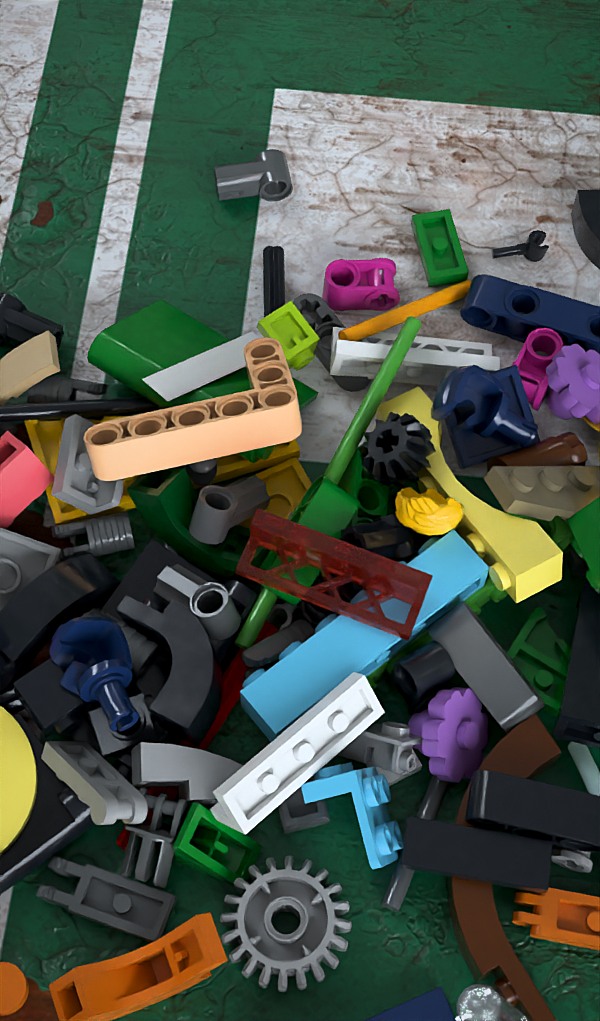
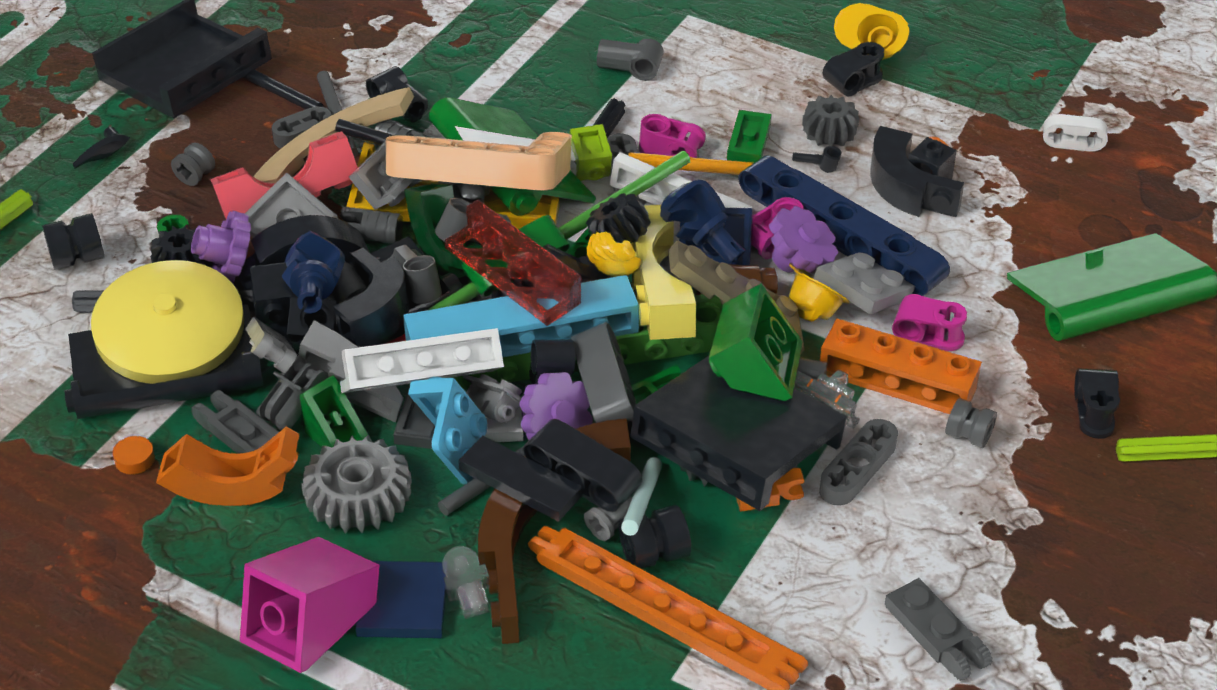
camera: 25 degrees right, 20 degrees down
(497, 55) = (869, 23): none -> yellow piece
(501, 110) = (855, 68): none -> black piece
(513, 194) = (830, 121): none -> dark grey gear

